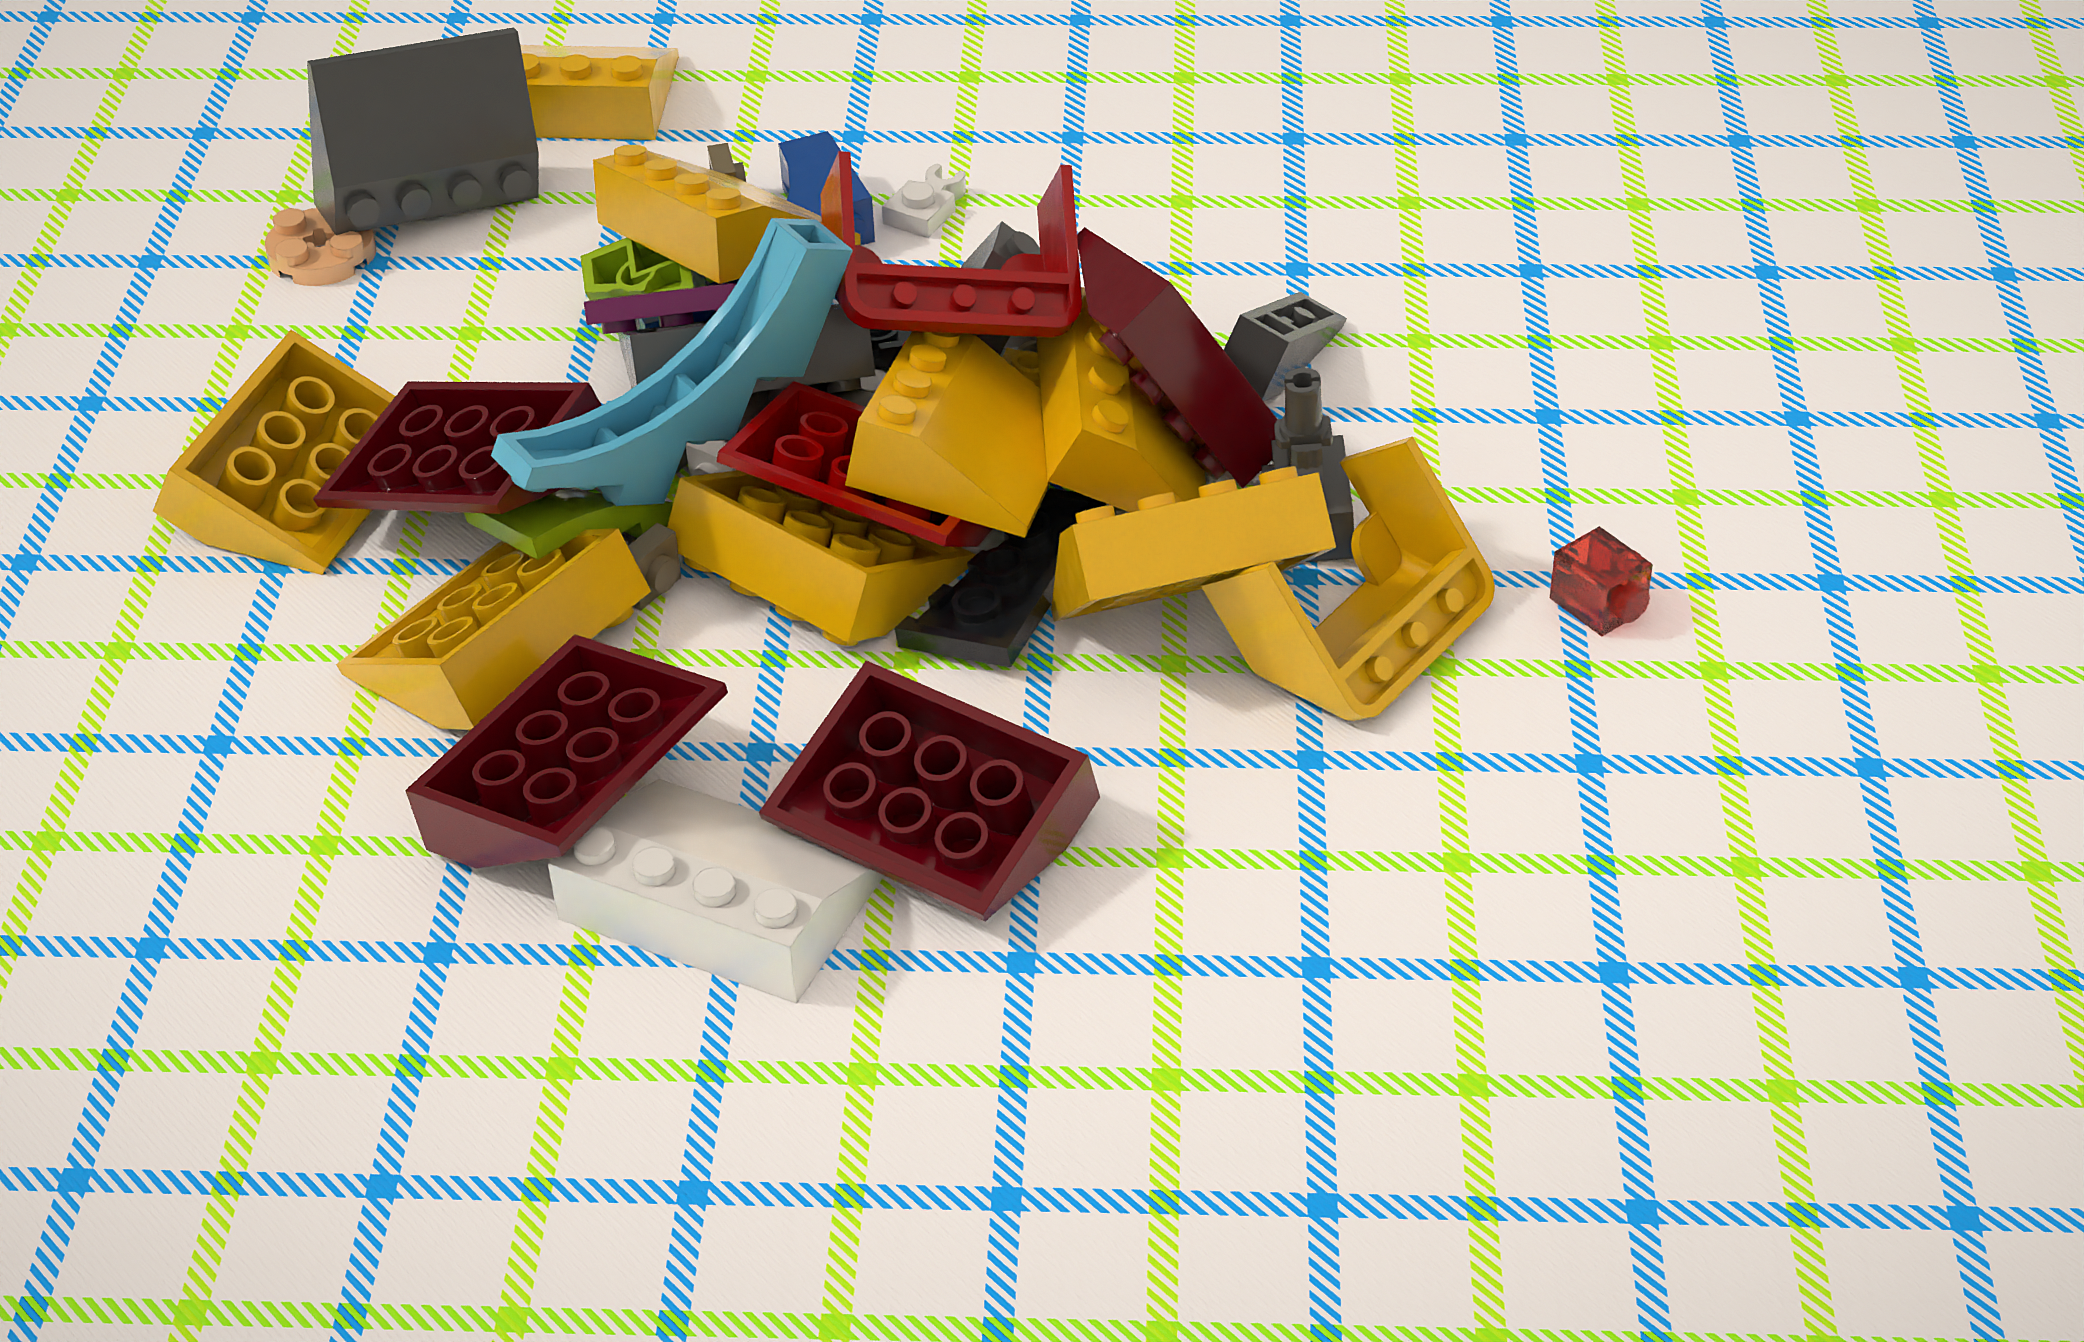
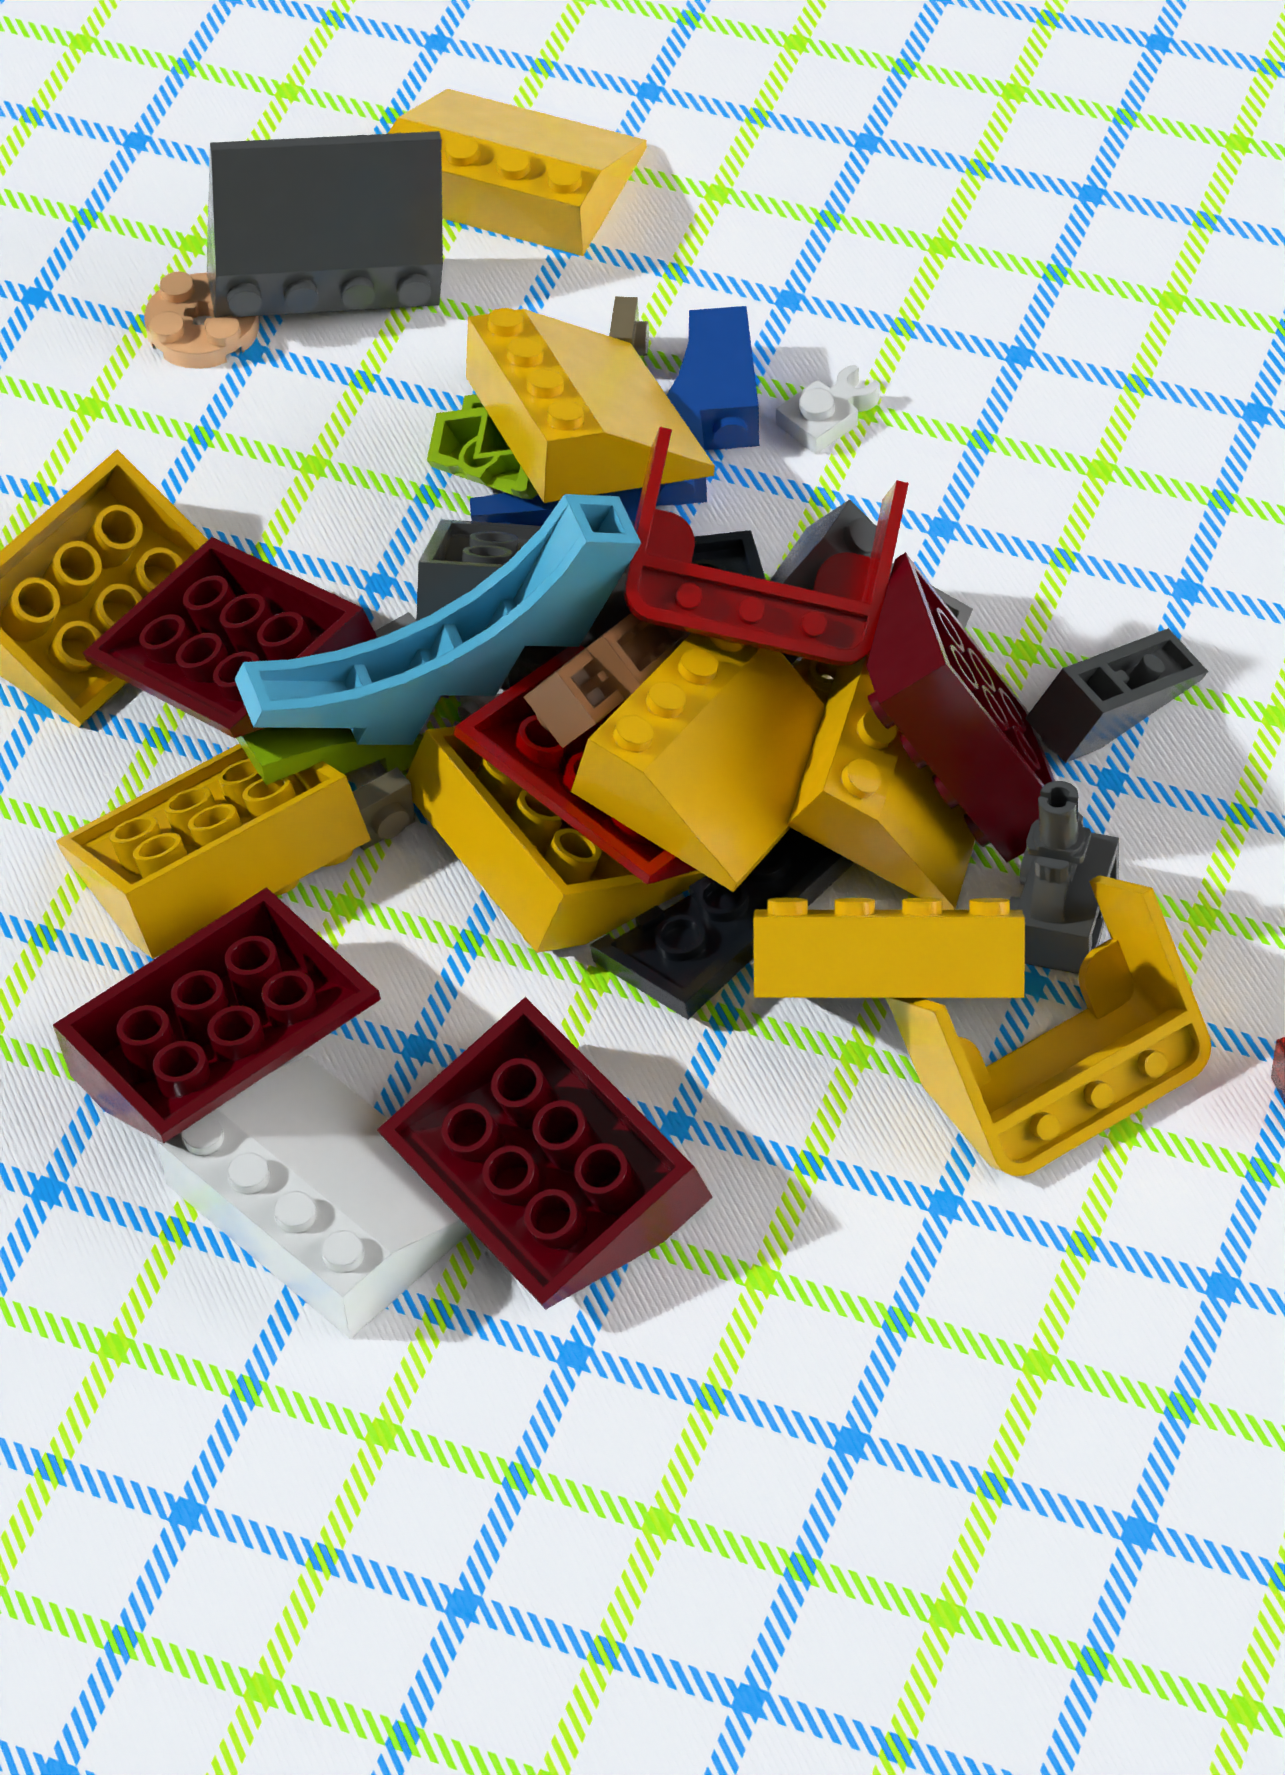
camera: 20 degrees right, 10 degrees up
(671, 307) = (493, 508): magenta plate -> none
(839, 385) = (601, 676): none -> medium nougat slope

